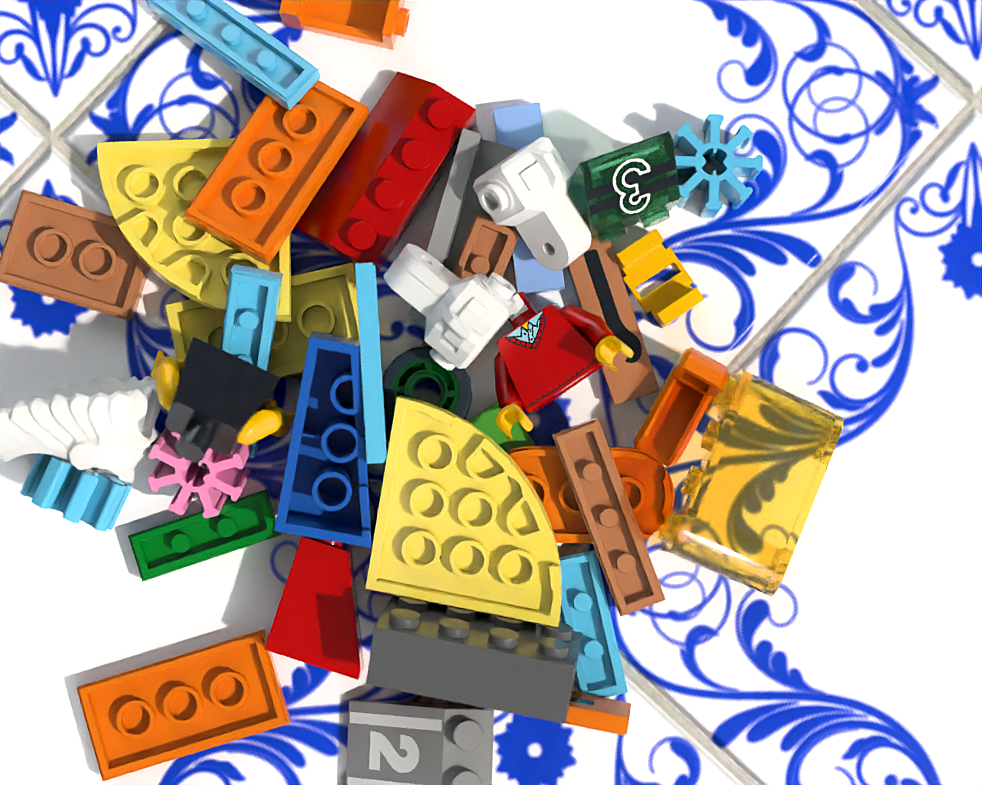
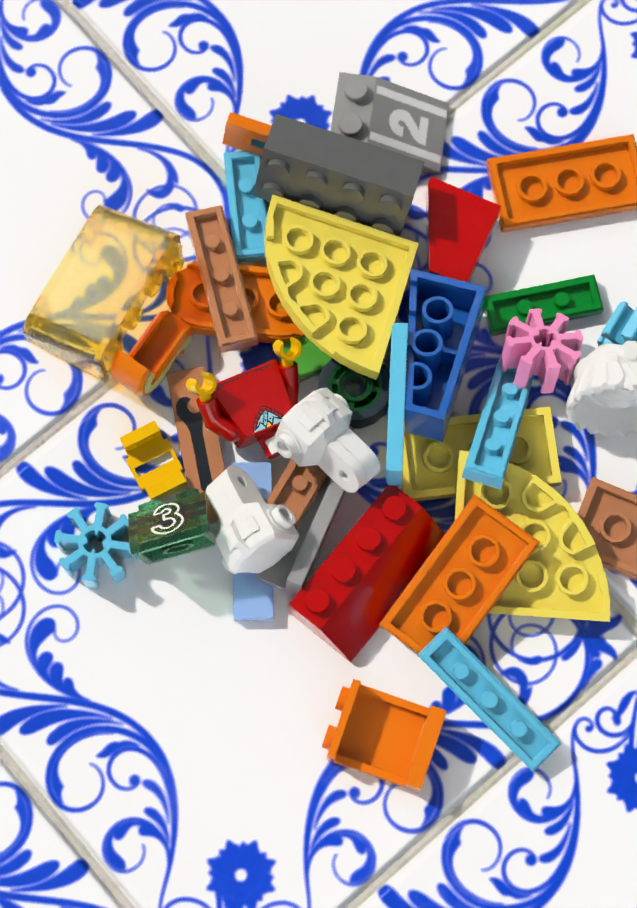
camera: 175 degrees left, 10 degrees down
(216, 400) = (525, 384): black torso -> none

